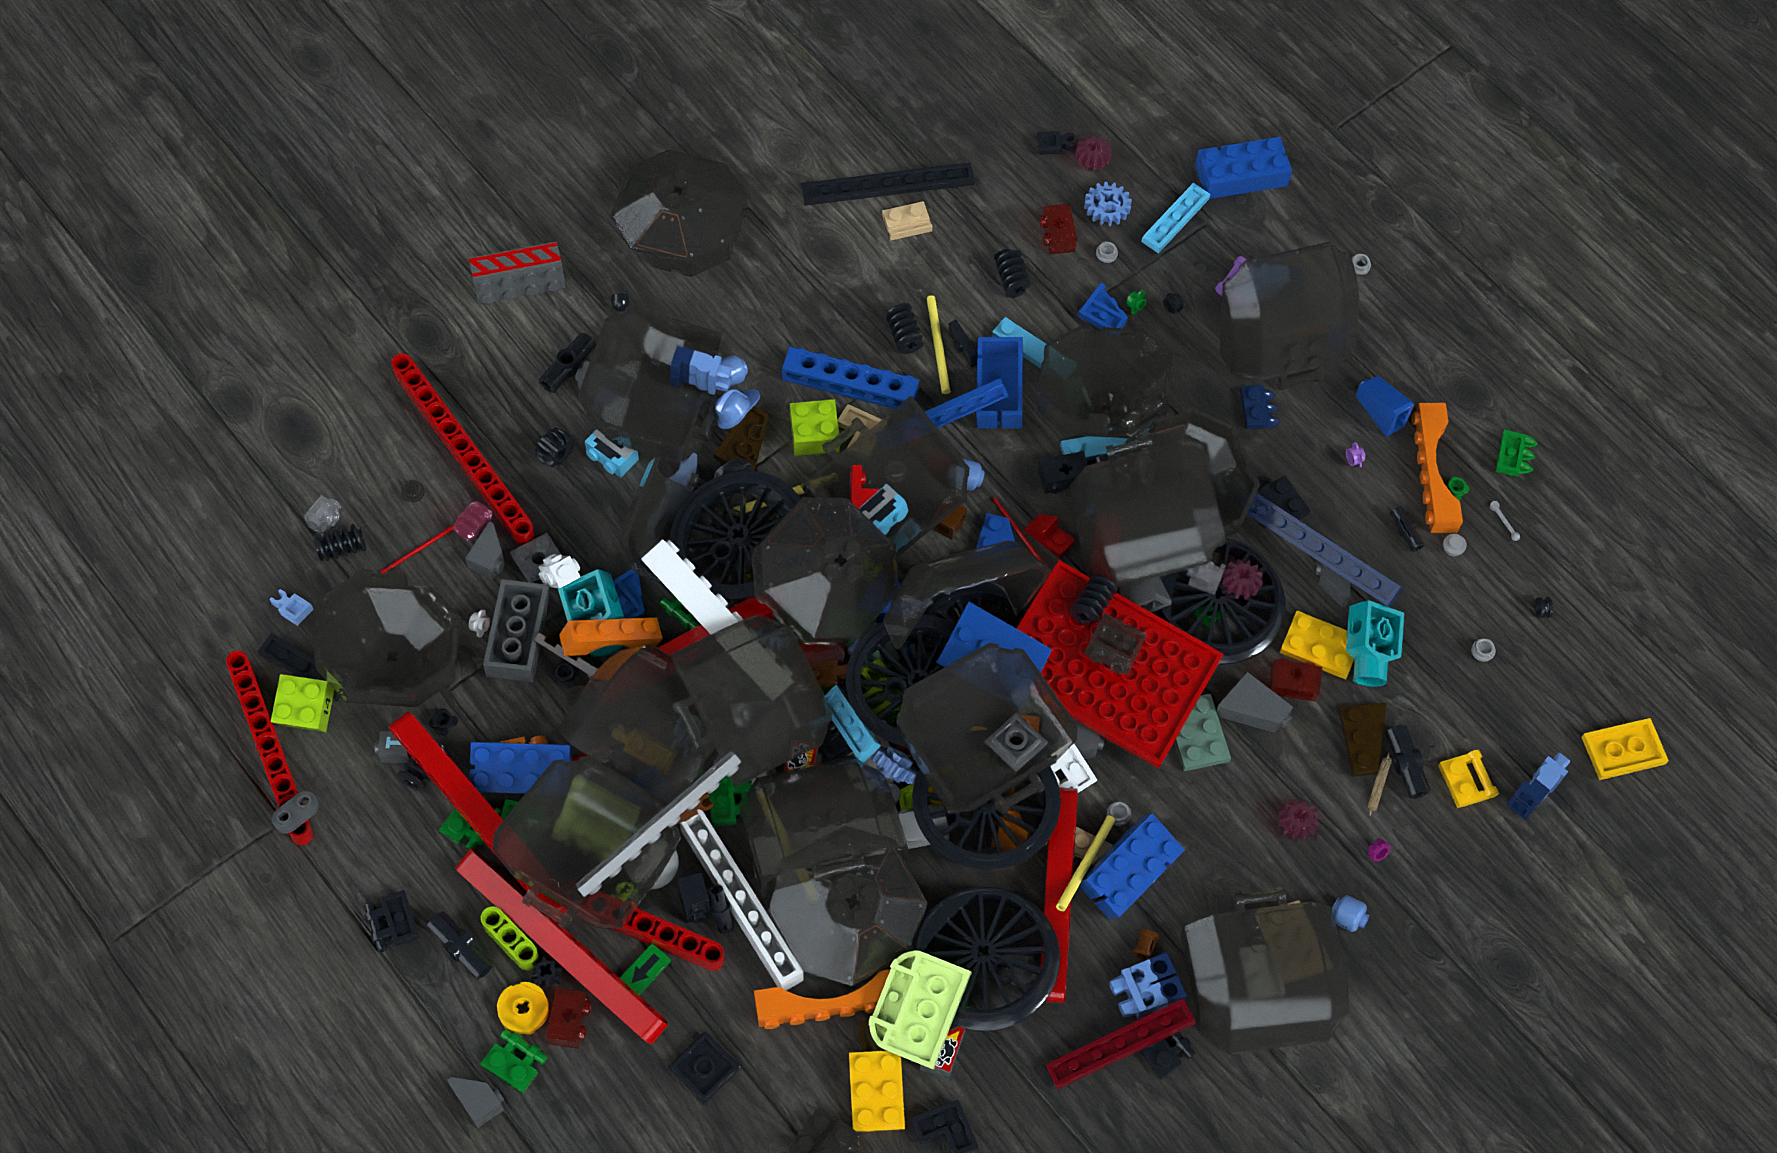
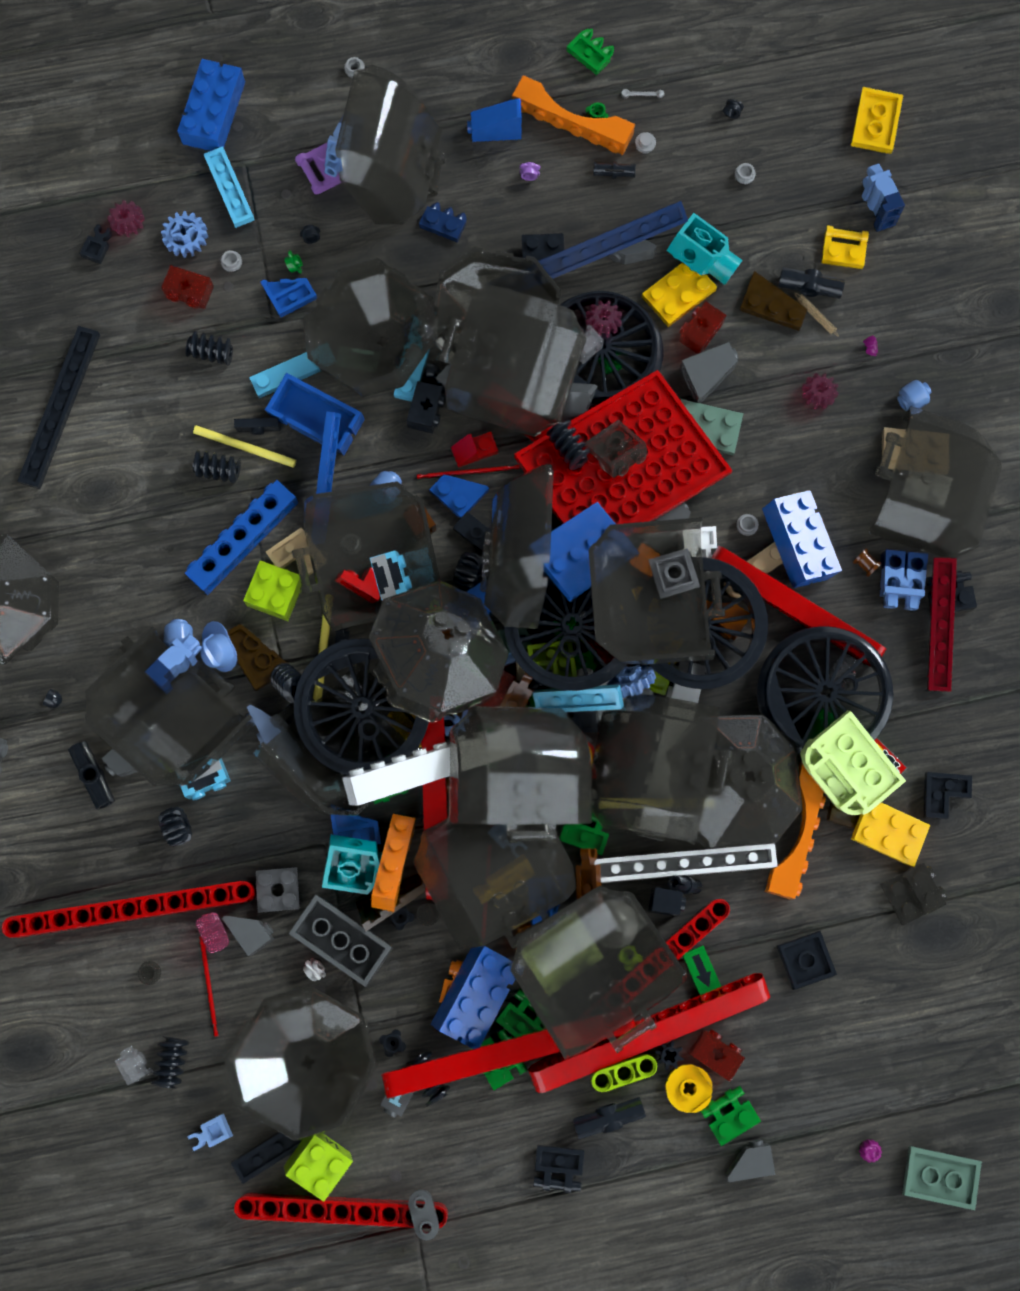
camera: 60 degrees left, 15 degrees up
(558, 570) = (308, 879): white brick -> none
(651, 830) = (613, 906): light grey plate -> none
(907, 220) = (105, 409): tan plate -> none
(1085, 863) = (784, 571): light yellow piece -> none

